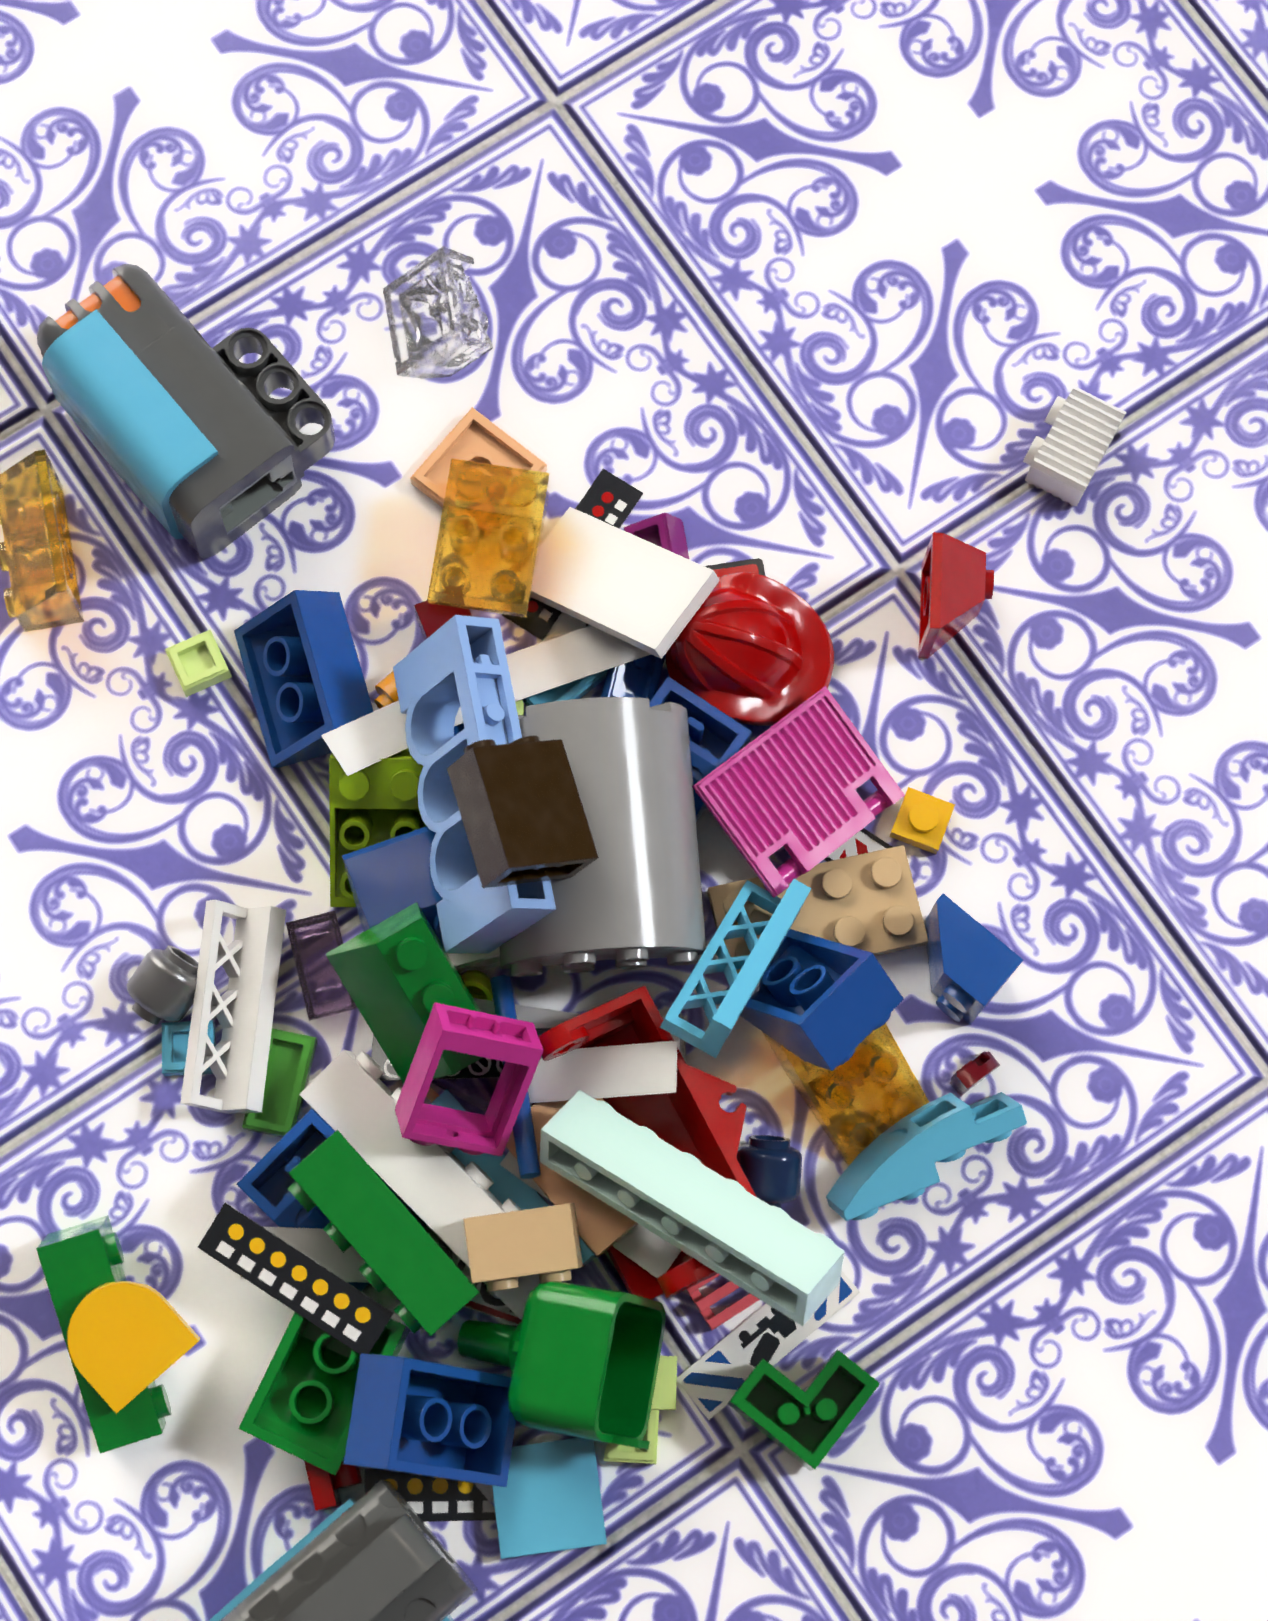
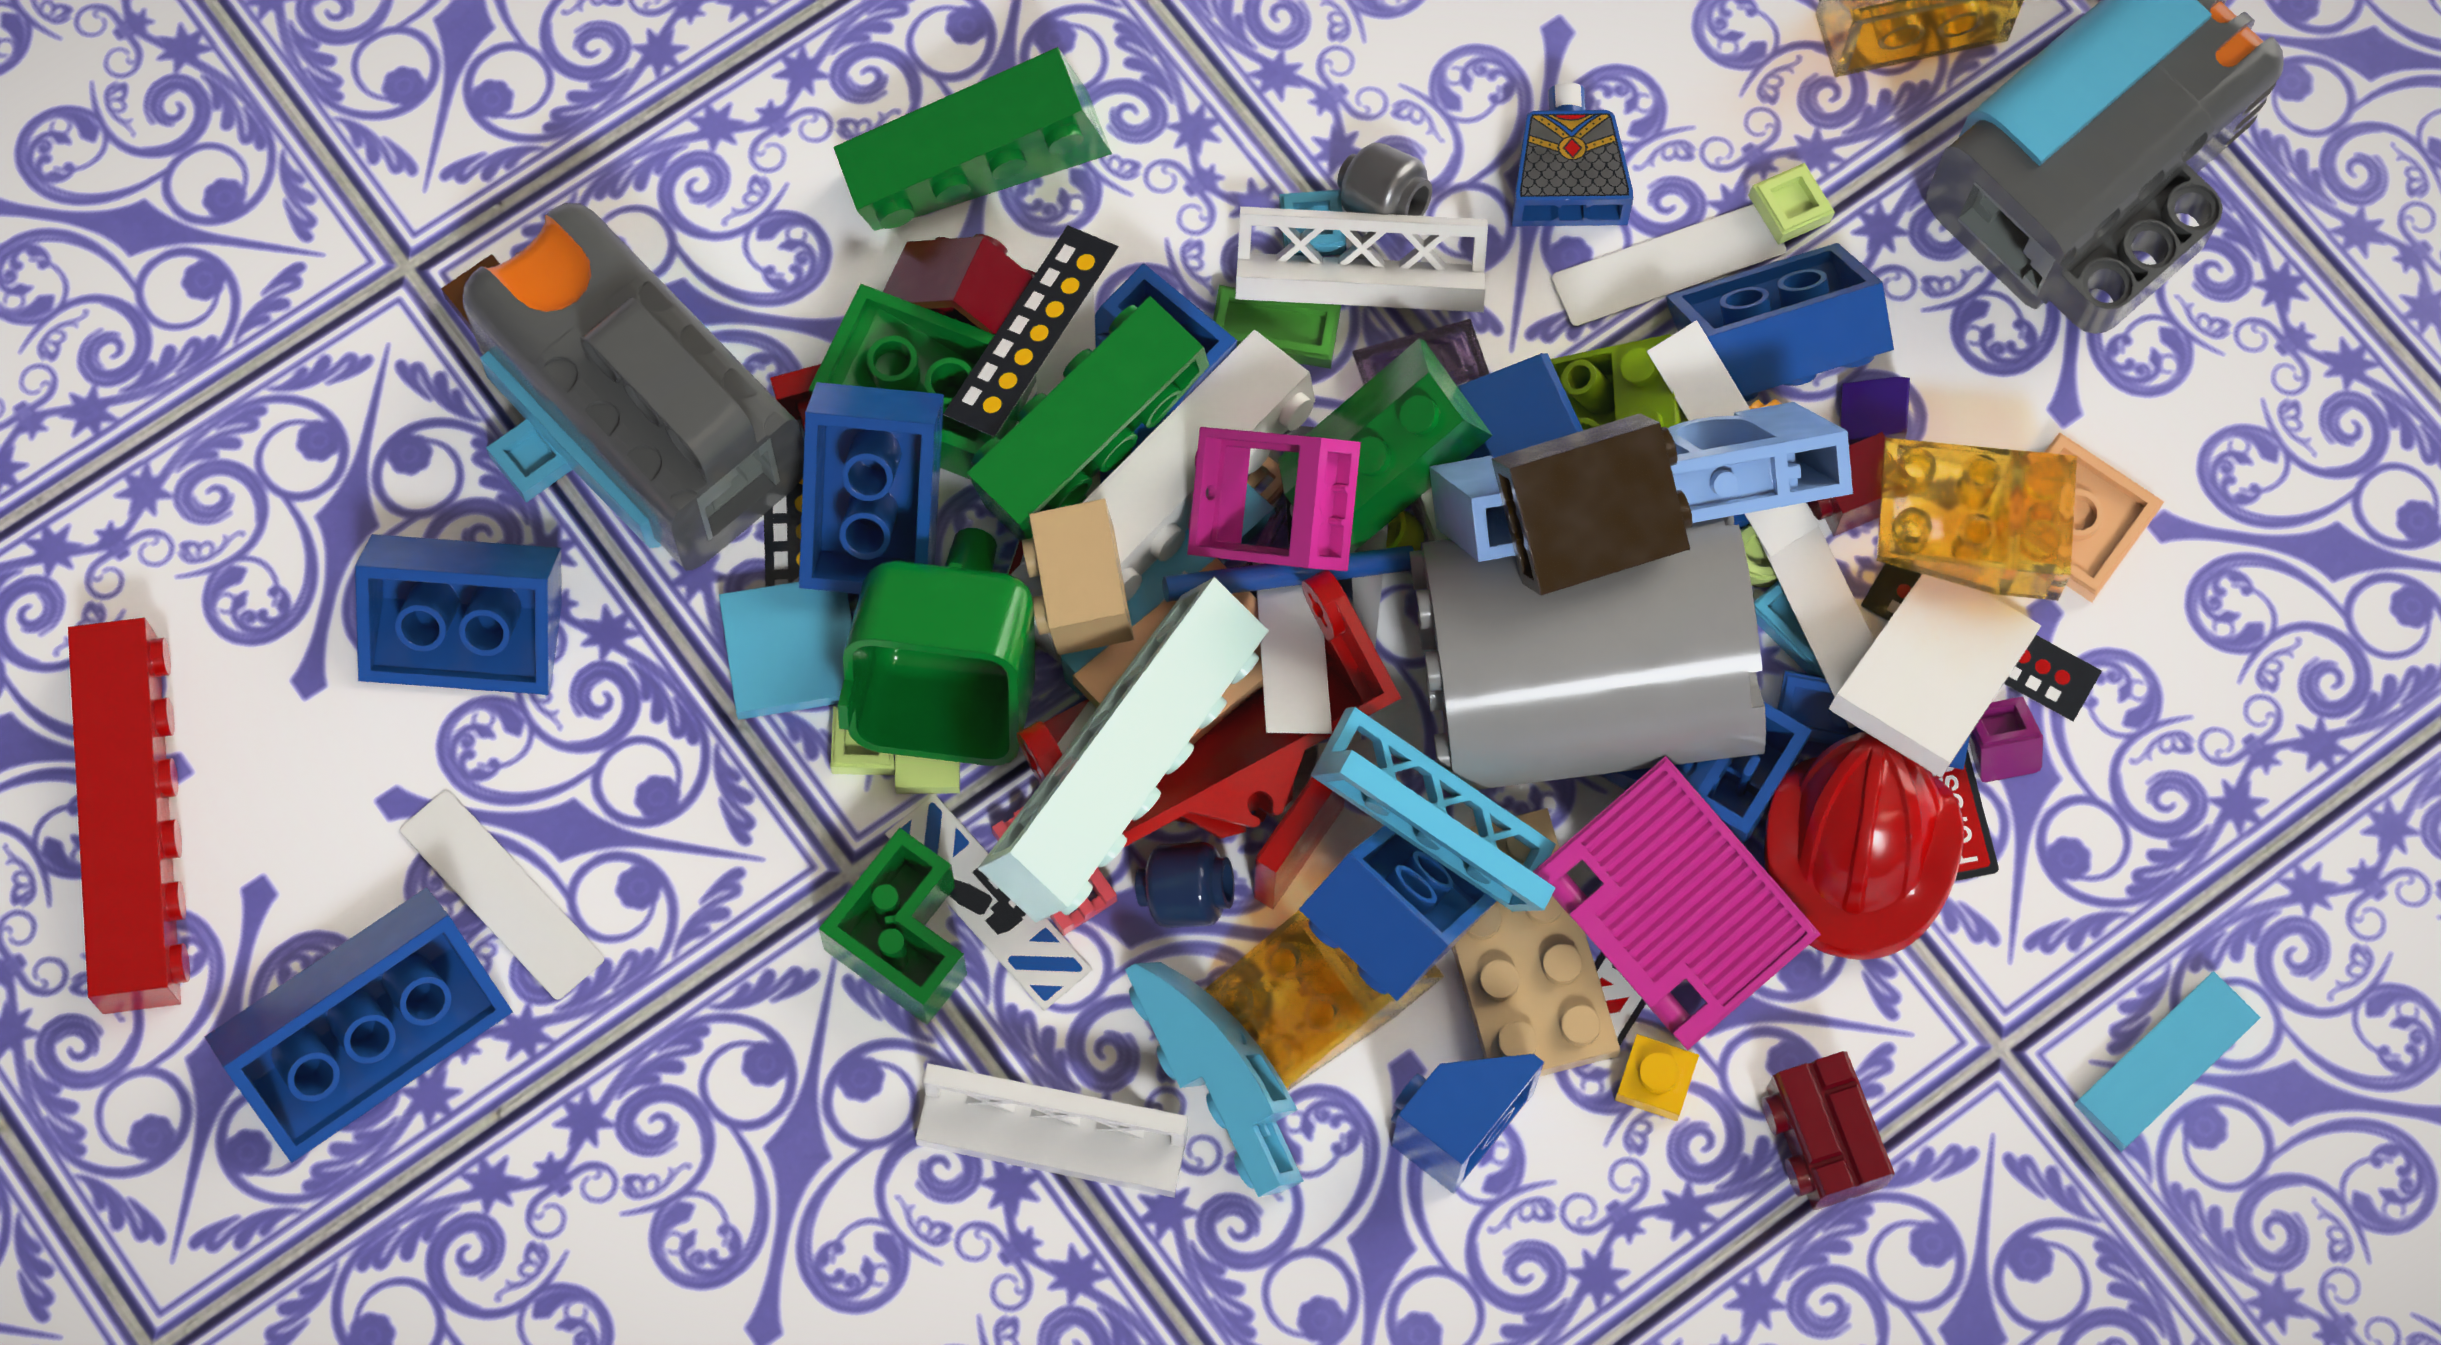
camera: 90 degrees right, 5 degrees down
(126, 1339) = (958, 152): yellow tile -> none
(154, 833) = (1571, 166): none -> torso
(239, 1345) = (960, 279): none -> dark red brick
(243, 767) = (1665, 265): none -> white sticker
(385, 613) = (1875, 408): none -> dark purple slope
(436, 317) = (2275, 445): clear brick -> none
(753, 1088) = (1294, 841): none -> red tile
(913, 452) = (2167, 1061): none -> medium azure tile
(951, 590) = (1966, 1095): red slope -> none
(965, 1287) = (1052, 1130): none -> white fence
(970, 697) = (1827, 1131): none -> dark red brick
(973, 1072) = (1317, 1132): dark red tile -> none
(1073, 446) = (2200, 1269): white brick -> none

